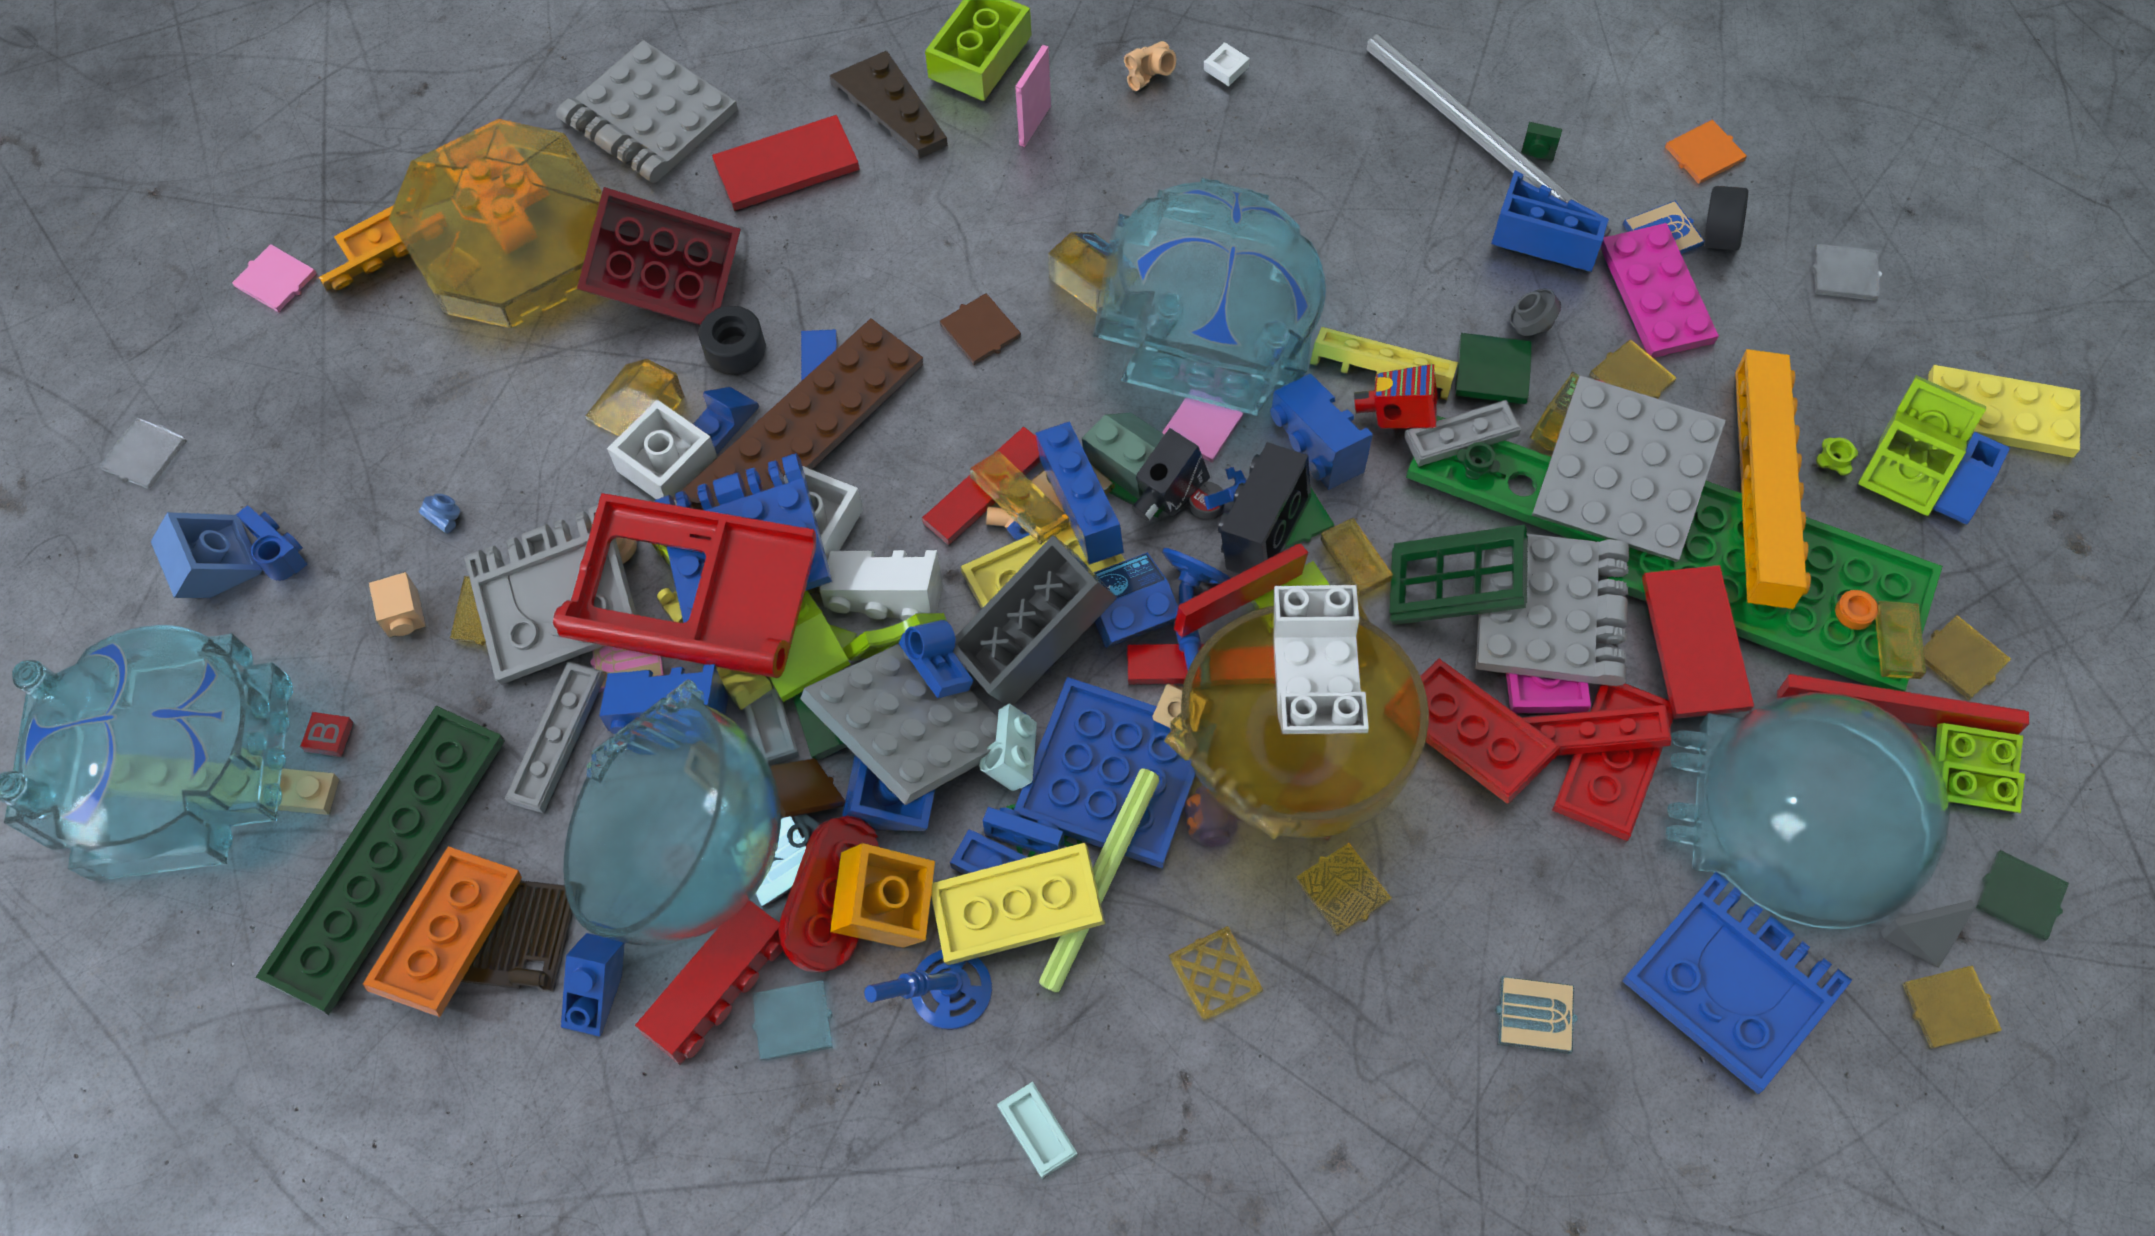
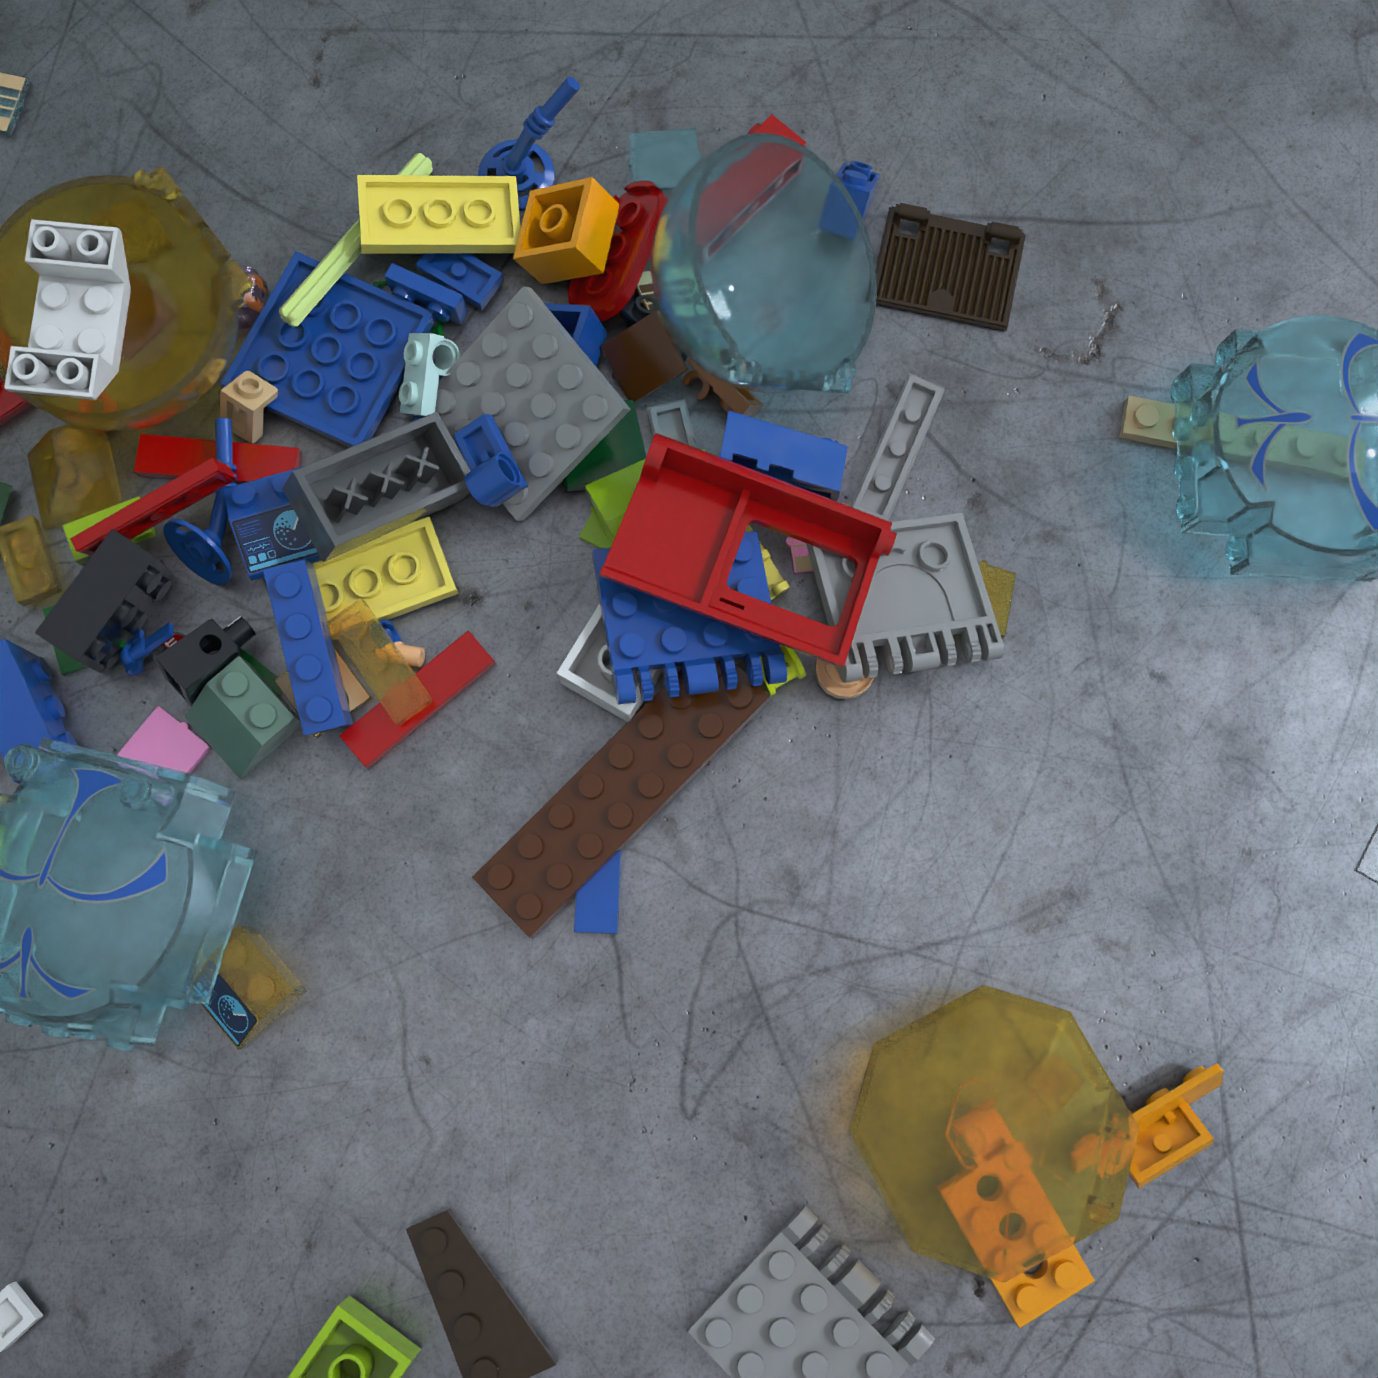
camera: 175 degrees left, 15 degrees up
(203, 553) = (1301, 699): medium blue slope -> none
(271, 545) = (1239, 721): blue plate -> none
(274, 278) = (1285, 1104): bright pink piece -> none
(326, 734) = (1136, 480): red tile -> none
(380, 860) = (1060, 344): dark green plate -> none
(397, 605) = (1076, 610): light nougat brick -> none
(440, 511) = (1039, 731): medium blue plate -> none
(442, 931) = (993, 249): orange plate -> none
(633, 393) = (821, 856): clear yellow slope -> none
(657, 257) = (787, 1043): dark red slope -> none
(662, 451) = (783, 762): white brick -> none
(724, 415) = (716, 821): blue slope -> none
(730, 322) = (704, 899): black tyre -> none
(785, 162) = (623, 1217): red tile -> none
(876, 641) = (534, 516): lime tile -> none
(883, 585) = (535, 569): white wedge -> none
(980, 328) = (400, 920): reddish brown piece -> none
(1033, 95) = (271, 1259): bright pink piece -> none
(1037, 1130) = (452, 47): light aqua tile -> none
(1147, 62) = (107, 1333): light nougat plate -> none
(1200, 945) = (260, 137): clear yellow window -> none

